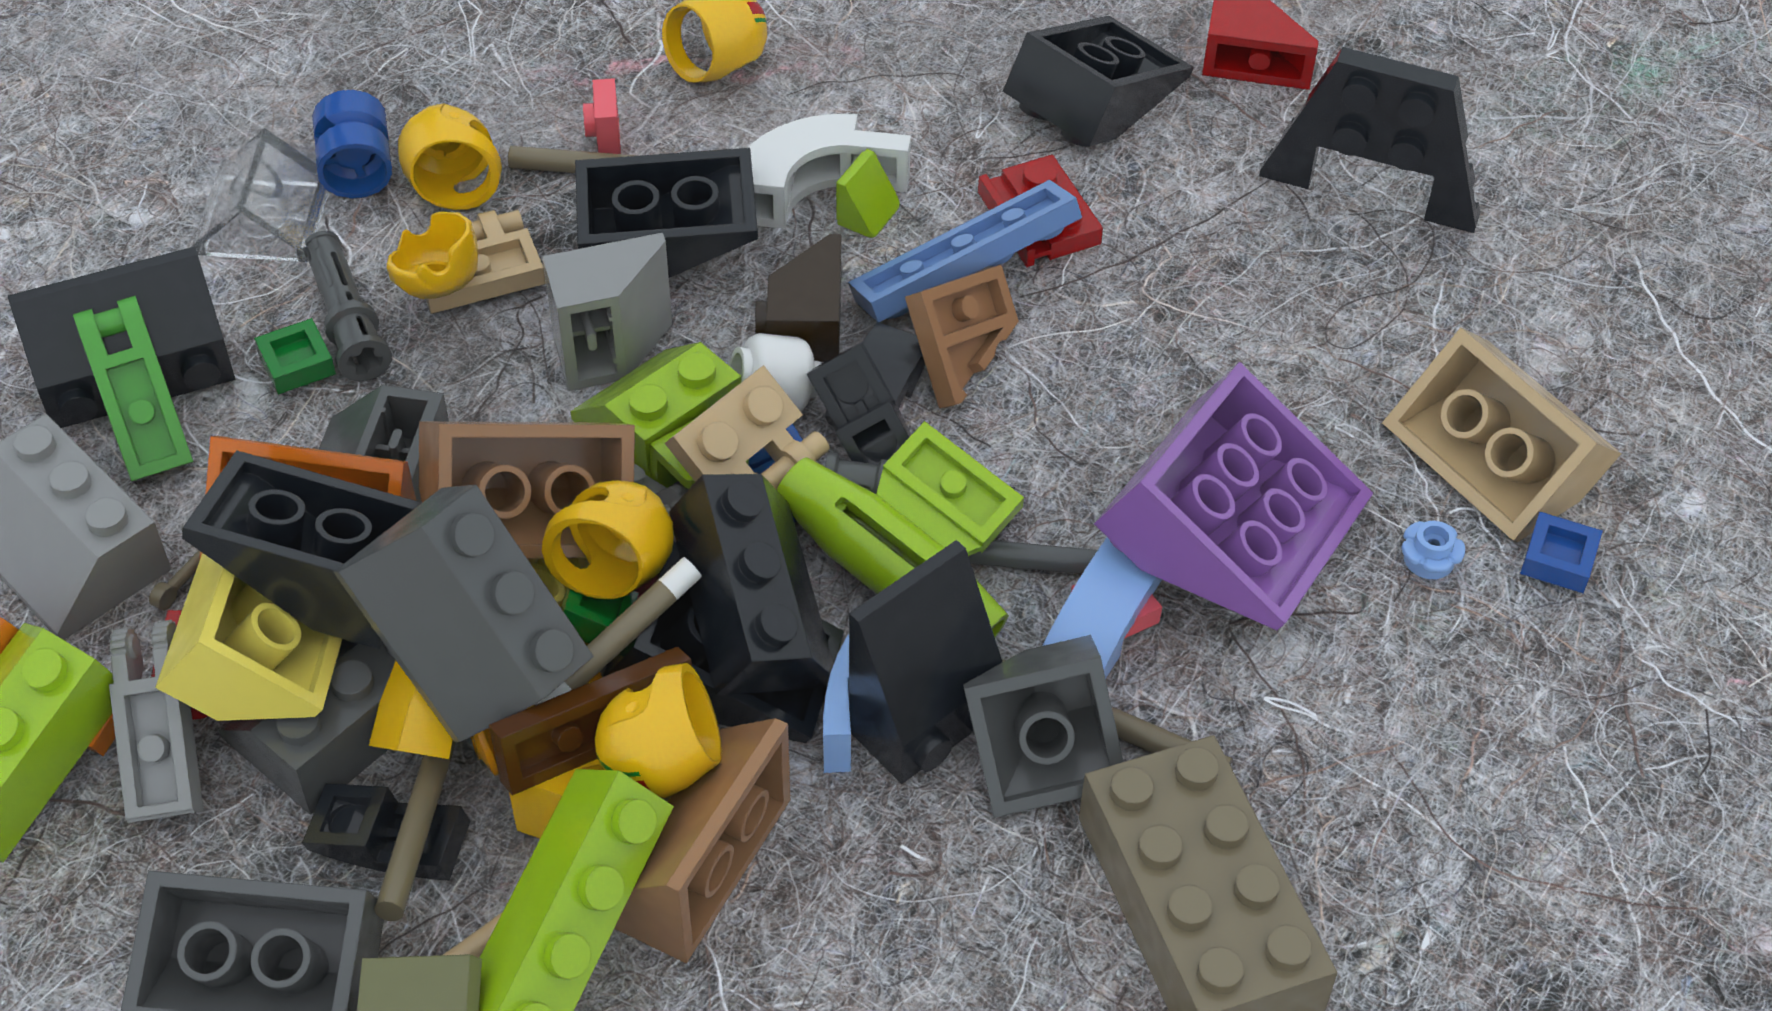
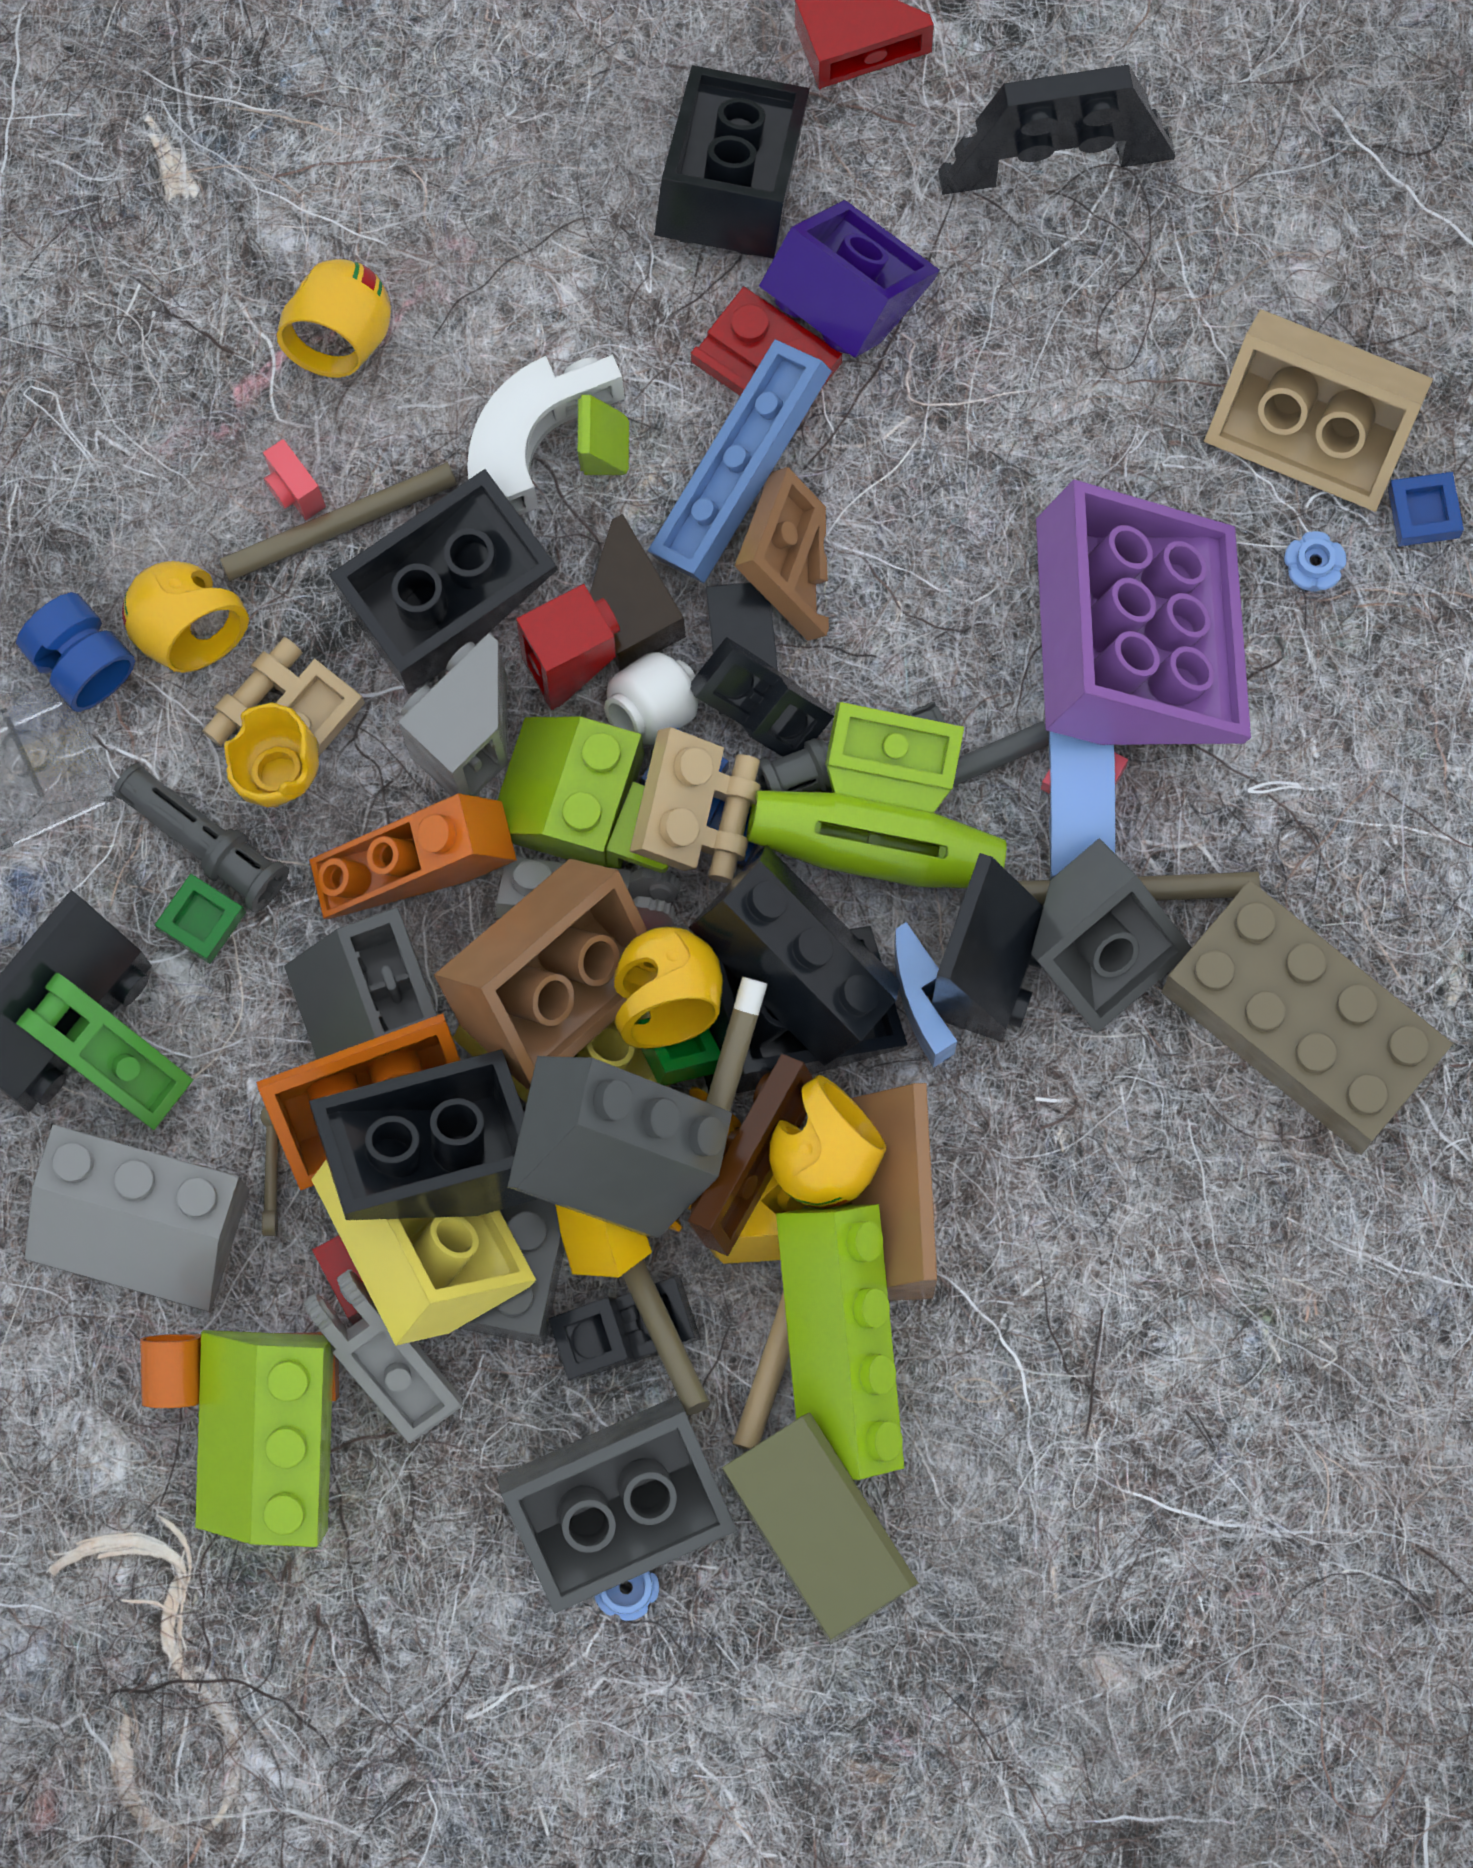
camera: 25 degrees left, 25 degrees up
(509, 382) = (414, 855): none -> orange slope
(728, 287) = (567, 643): none -> red slope
(1138, 180) = (847, 277): none -> dark purple slope

